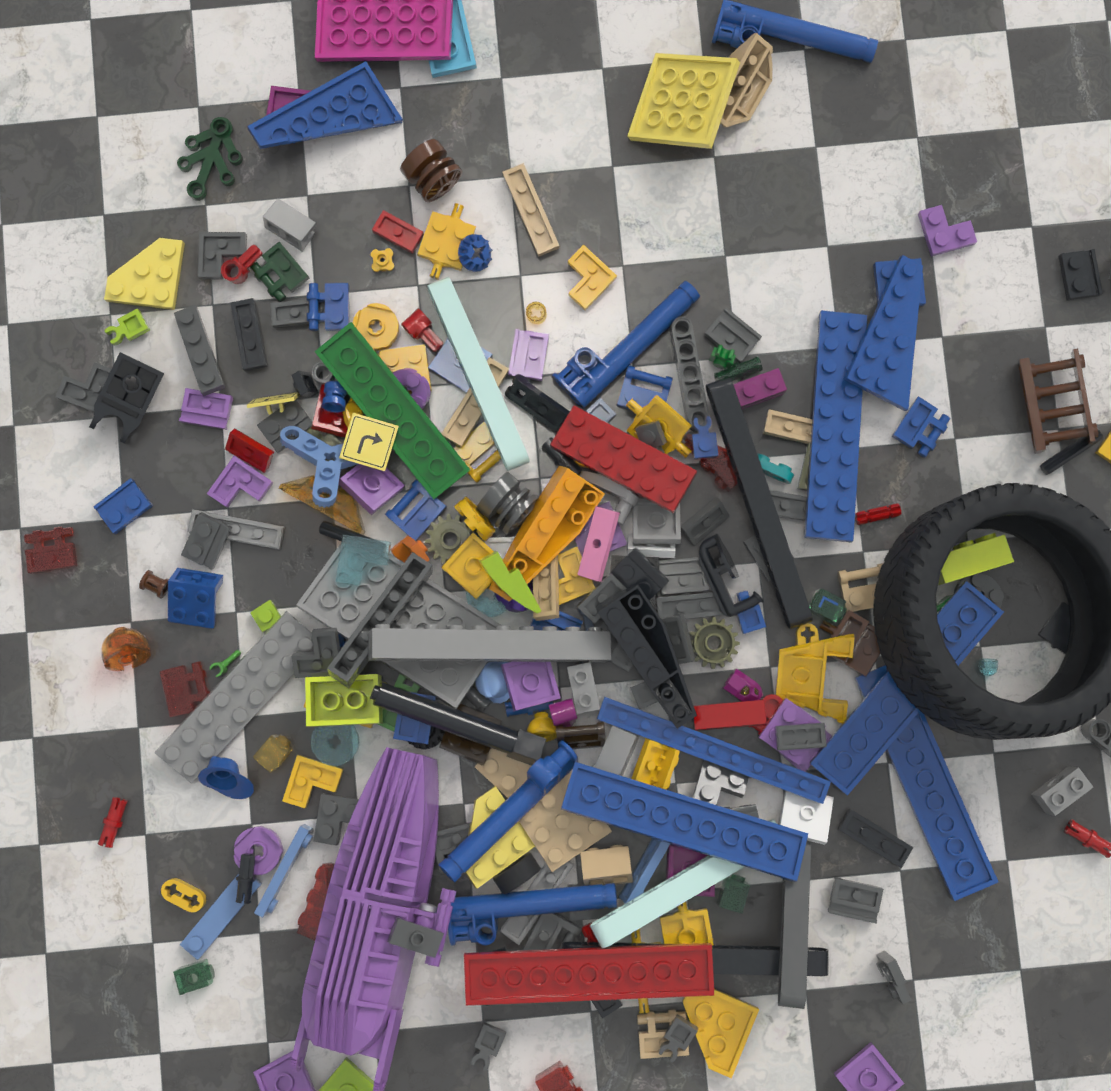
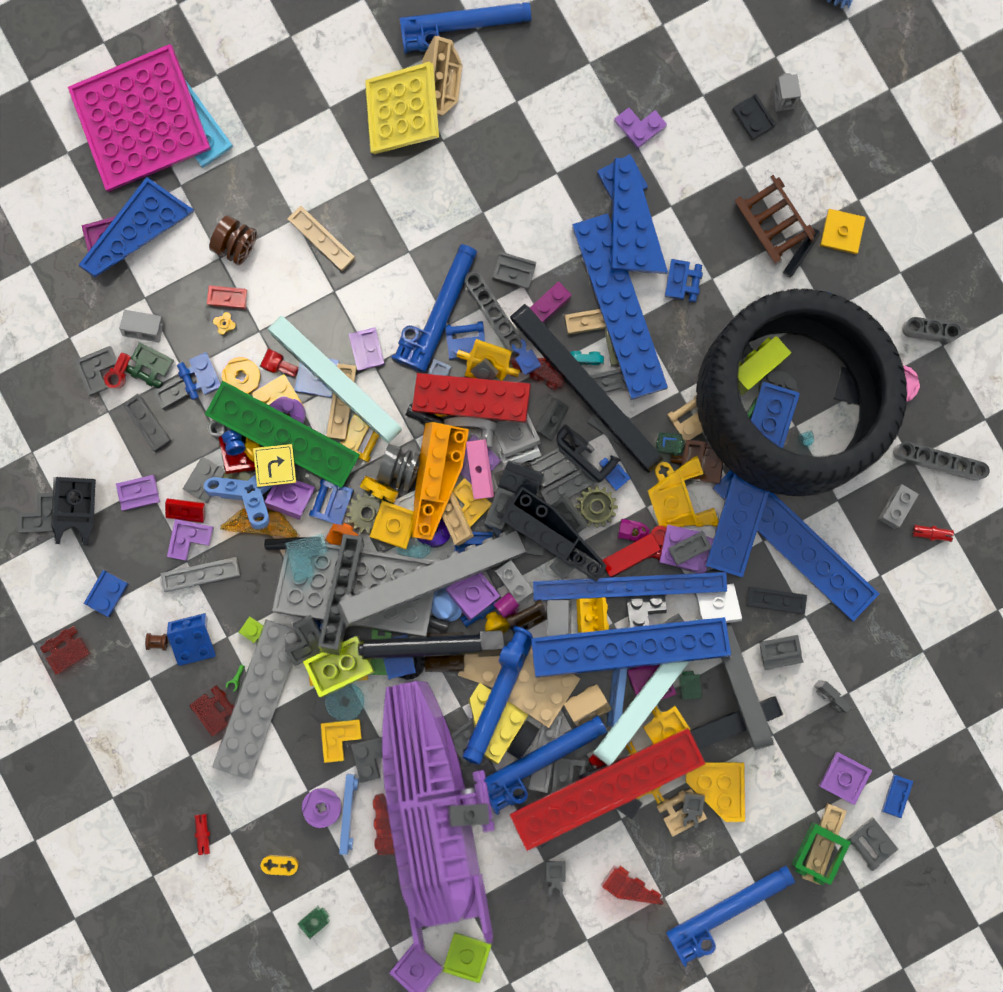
camera: 30 degrees left, 0 degrees up
(124, 648) = (155, 699): clear orange cylinder -> none
(131, 326) = (53, 454): lime plate -> none
(149, 277) = (50, 410): light yellow plate -> none
(199, 350) = (113, 450): dark grey plate -> none
(206, 540) = (182, 592): dark grey plate -> none
(210, 156) = (57, 298): dark green plant -> none
(215, 920) = (313, 867): medium blue plate -> none
(224, 777) = (274, 764): blue piece -> none
(245, 878) = (321, 830): black axle -> none
(273, 400) = (187, 464): light yellow piece -> none
(273, 752) = (302, 729): clear yellow brick -> none
(304, 384) = (205, 442): black plate -> none
(443, 239) = (267, 288): yellow plate -> none
(466, 253) = (286, 291): blue gear -> none
(509, 581) = (426, 524): lime slope -> none
(536, 402) = (388, 382): black plate -> none
(537, 305) = (360, 320): clear yellow bush -> none
(595, 275) = (391, 268): yellow plate -> none
(722, 357) = (513, 291): green plate -> none
(739, 371) = (530, 294): clear green pin -> none
(878, 514) = (678, 359): red axle -> none

